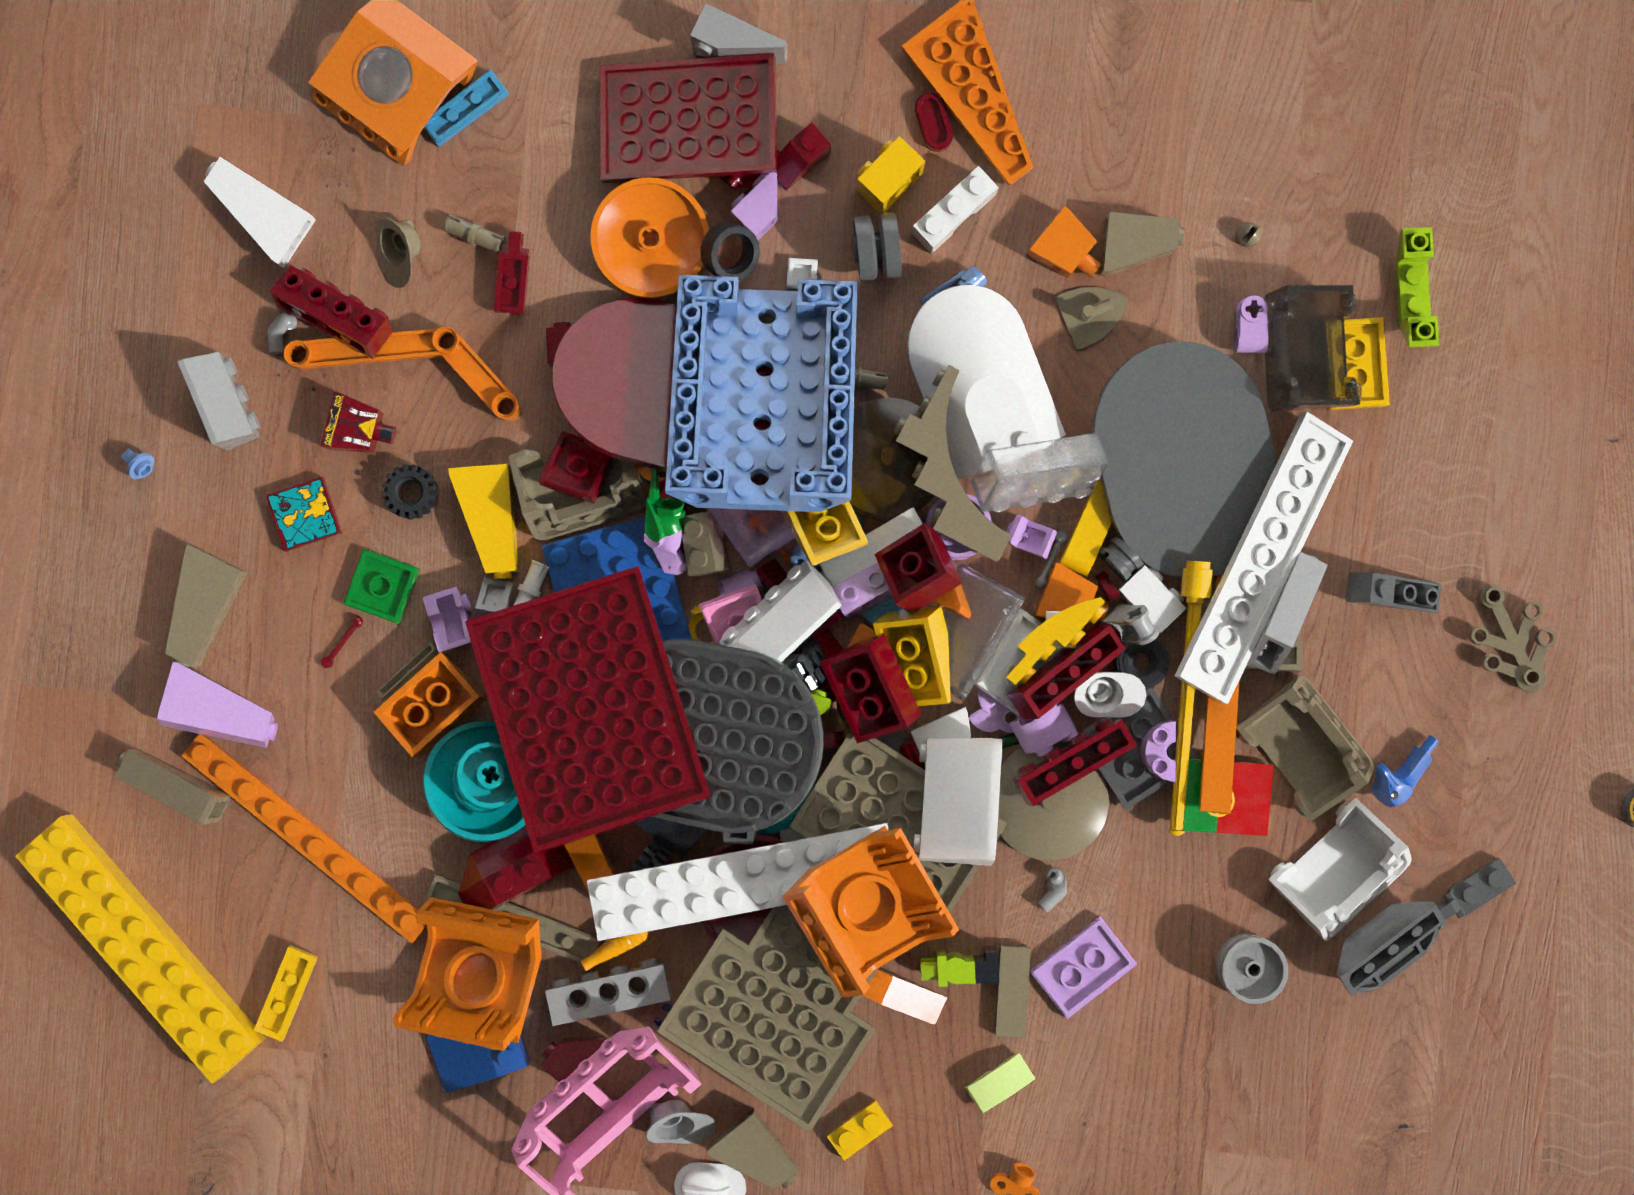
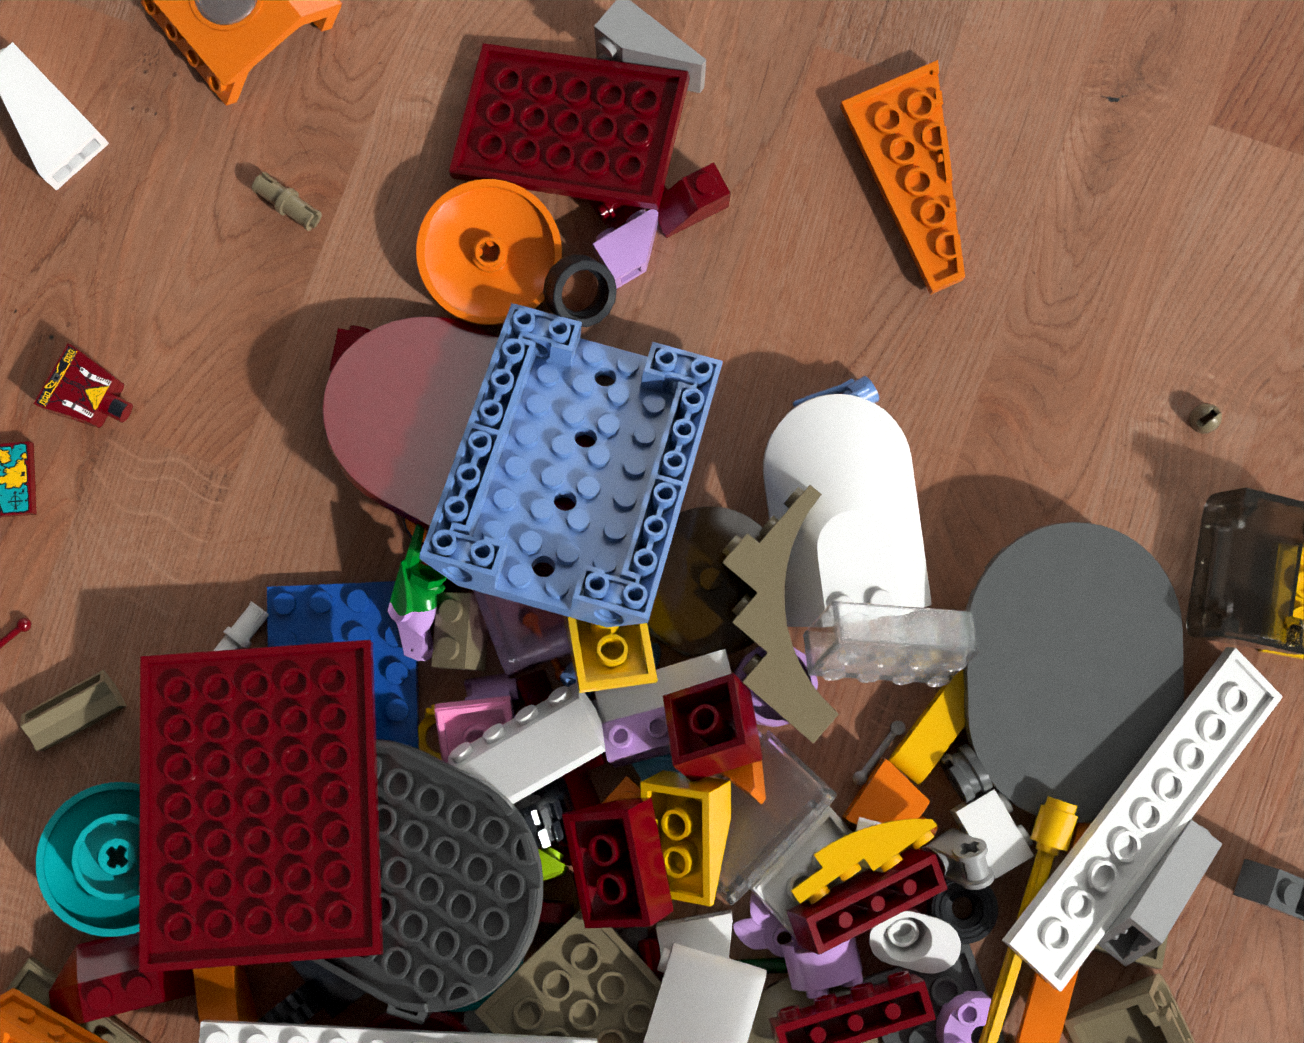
camera: 15 degrees right, 5 degrees down
(277, 329) = (25, 259): light grey arm -> none
(331, 310) = (91, 249): dark red brick -> none
(381, 586) = (64, 589): green tile -> none
(397, 248) = (191, 196): dark tan piece -> none
(397, 479) = (106, 484): black tyre -> none
(412, 346) = (173, 313): orange piece -> none
(429, 705) = (75, 749): orange slope -> none
(448, 615) = (127, 639): lavender cylinder -> none
(465, 107) = (314, 56): dark azure tile -> none
(489, 510) = (215, 534): yellow slope -> none
(493, 596) = (192, 634): light grey bracket -> none
(512, 276) = (317, 260): dark red hinge -> none
(557, 514) = (320, 530): dark tan windscreen -> none
(576, 468) = (329, 505): dark red tile -> none
(800, 269) = (659, 332): white tile -> none
(870, 379) = (710, 481): dark tan pin -> none
(877, 246) = (756, 325): dark grey wheel -> none
(889, 175) = (791, 245): yellow brick -> none
(933, 122) = (858, 199): dark red tile -> none
(954, 208) = (851, 307): white arch -> none
(1031, 536) = (861, 719): lavender bracket -> none
(1066, 246) = (982, 379): orange torso -> none
(1090, 313) = (994, 466): dark tan shield -> none
(1108, 589) = (942, 809): dark red tile -> none
(1137, 240) = (1071, 393): dark tan slope -> none
(1251, 332) = (1184, 532): lavender piece -> none

